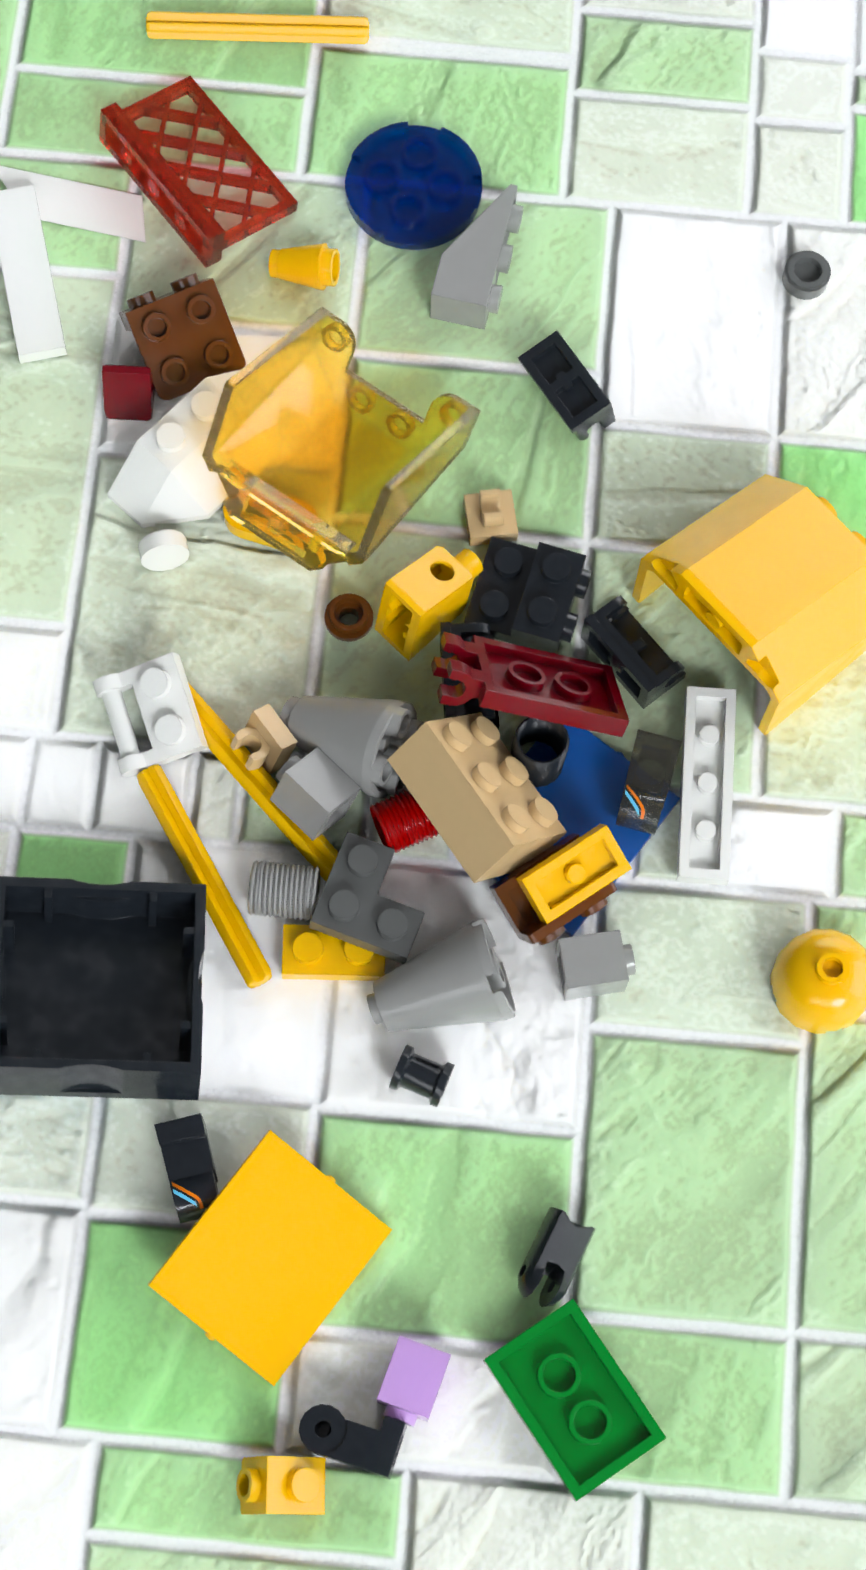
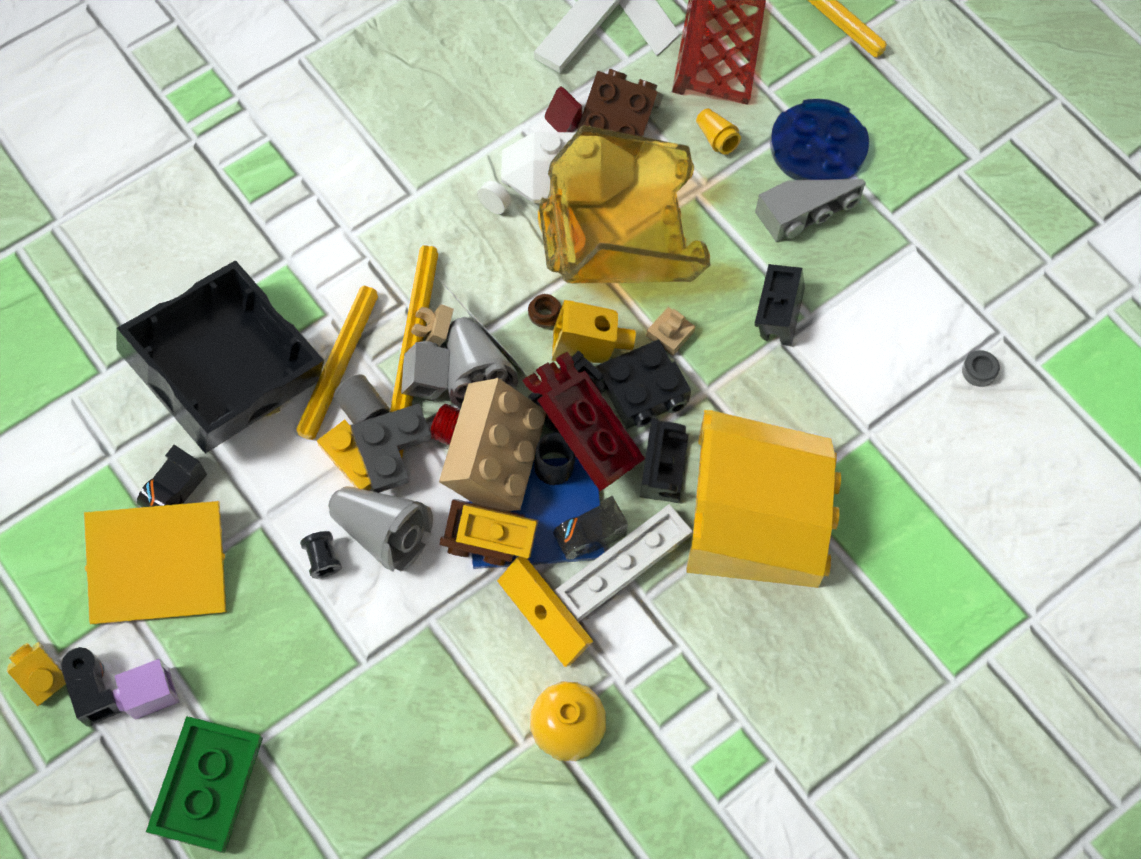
camera: 50 degrees right, 5 degrees down
(165, 709) = (407, 267): white plate -> none
(288, 693) = (486, 331): none -> white sticker
(554, 1253) = (282, 704): black piece -> none
(594, 964) = (462, 589): light grey brick -> none
(716, 907) = (544, 611): none -> yellow tile

